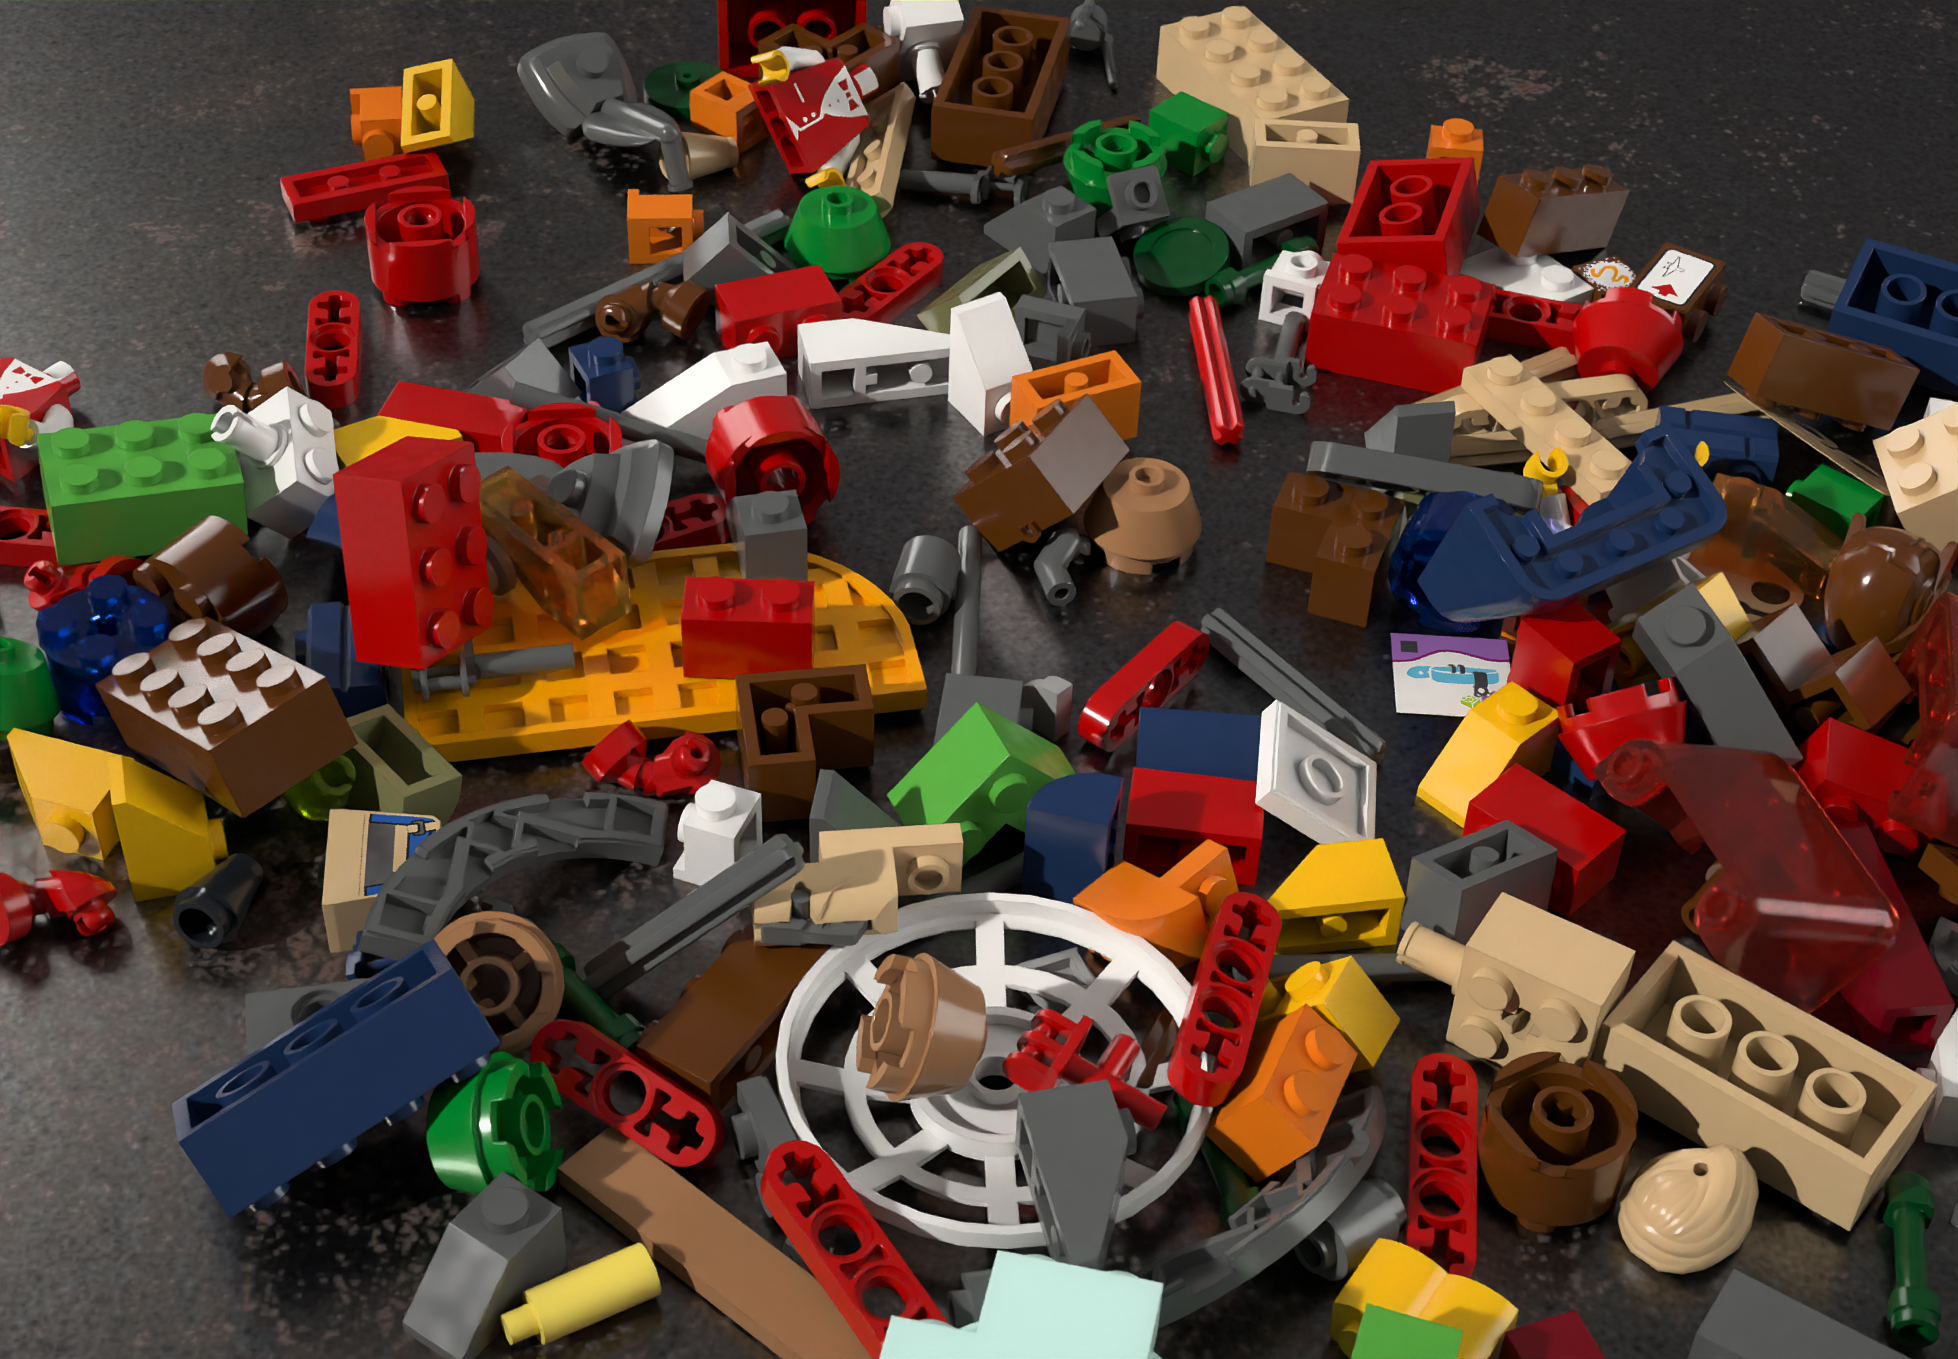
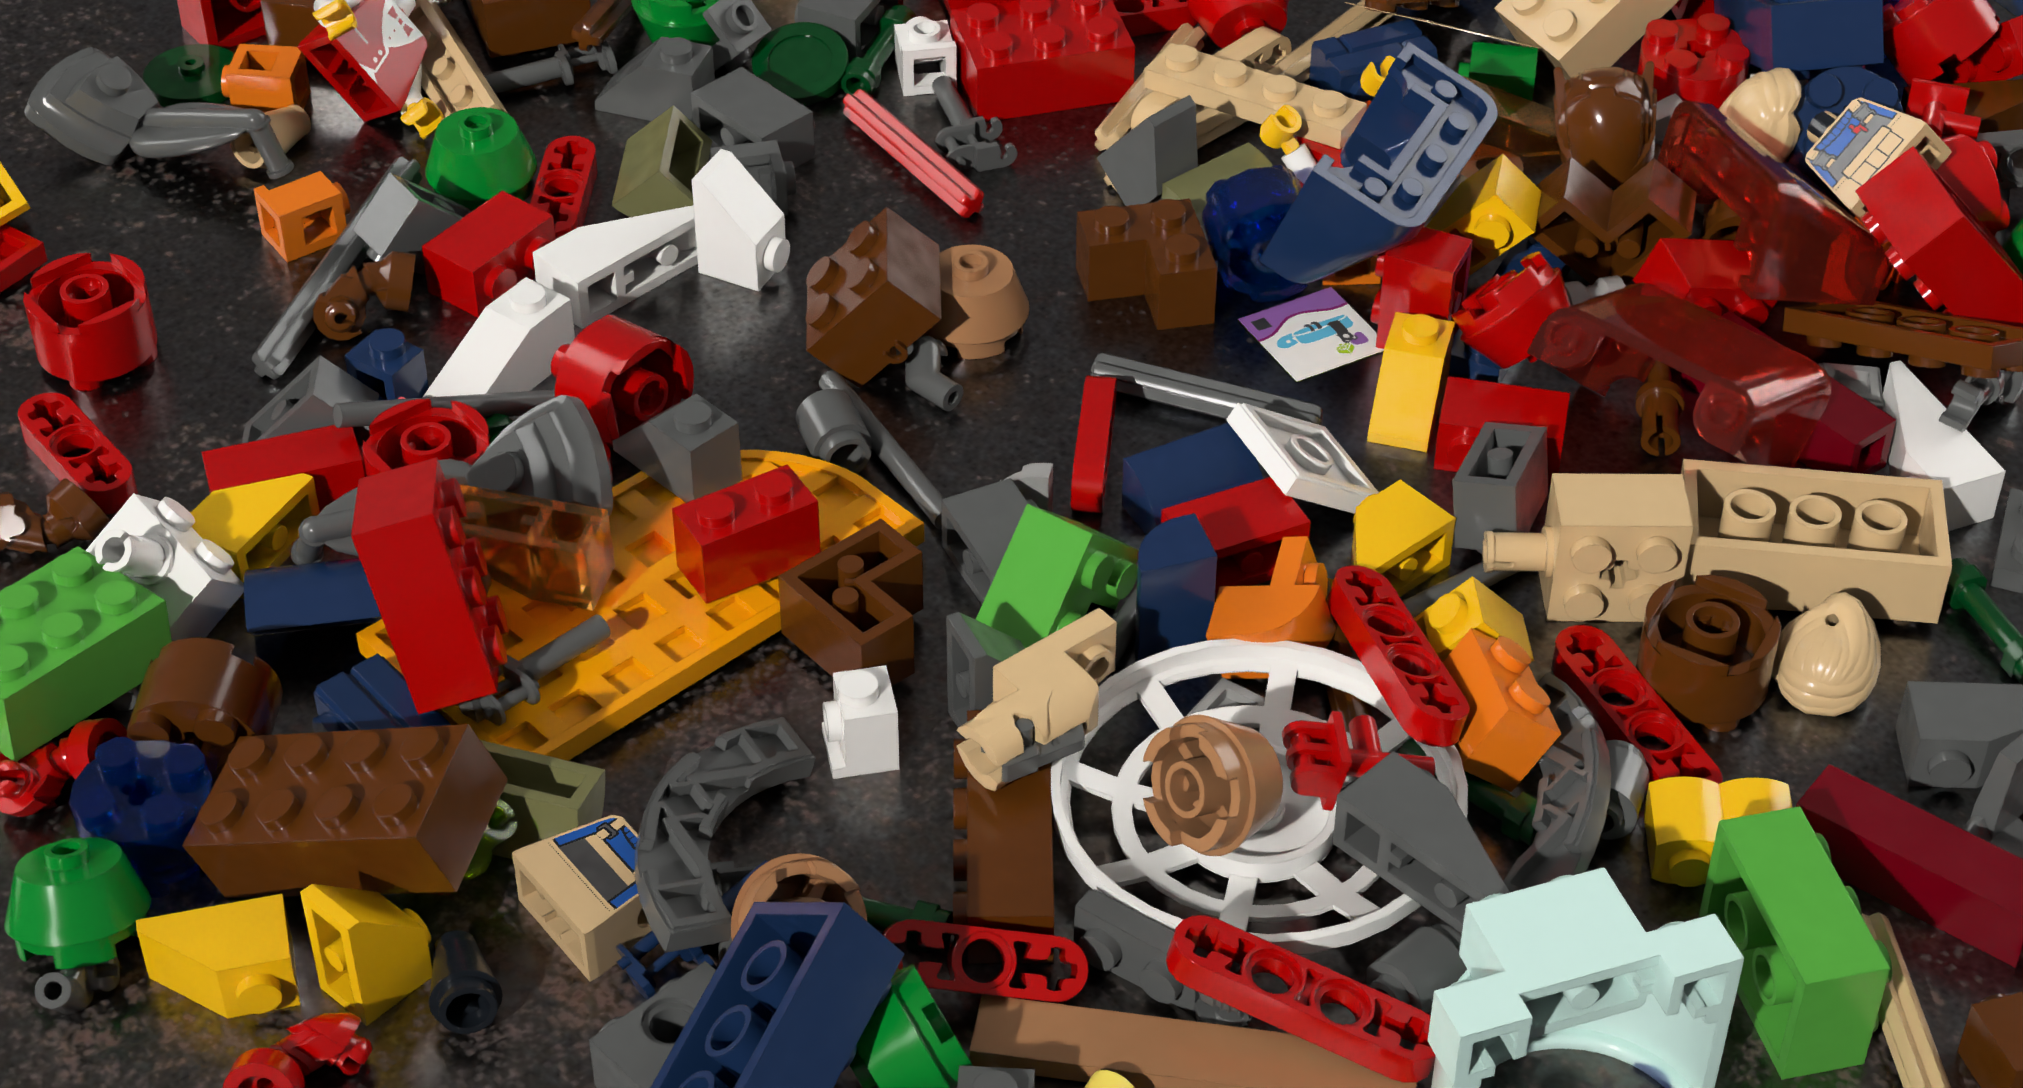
camera: 30 degrees left, 0 degrees up
(681, 768) = (772, 679): red arm -> none
(694, 915) = (939, 783): dark grey axle -> none
(1101, 376) = (829, 217): orange brick -> none
(1419, 475) = (1190, 172): dark grey beam -> none
(1711, 673) = (1536, 217): dark grey slope -> none

